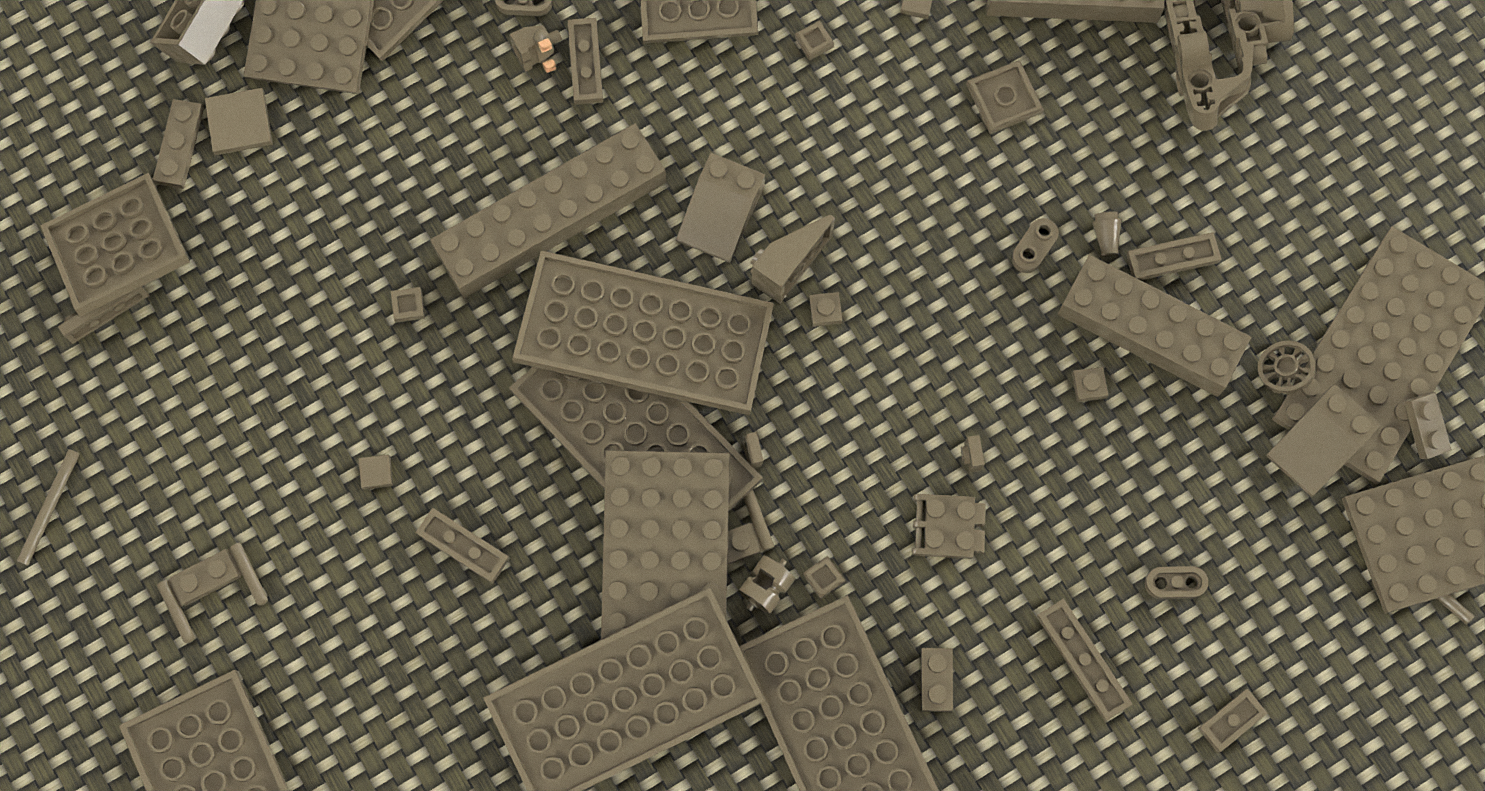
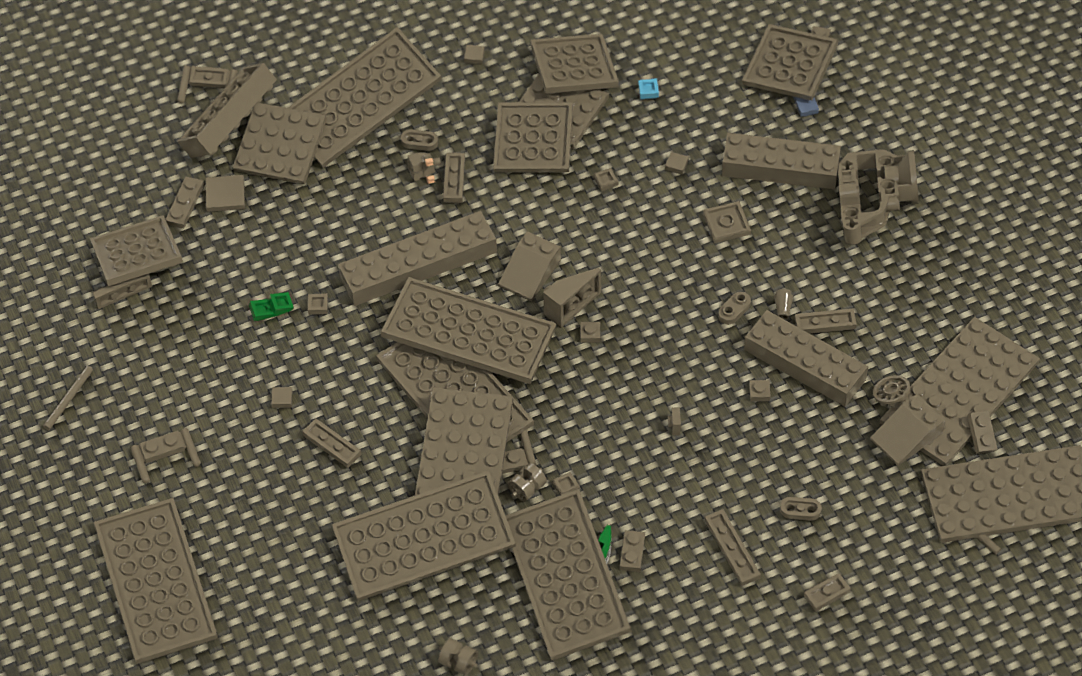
camera: 10 degrees right, 20 degrees down
(337, 315) = (274, 306): none -> green slope
(753, 450) = (529, 404): dark tan tile -> none
(897, 675) = (605, 542): none -> green slope
(949, 526) = (655, 463): dark tan plate -> none

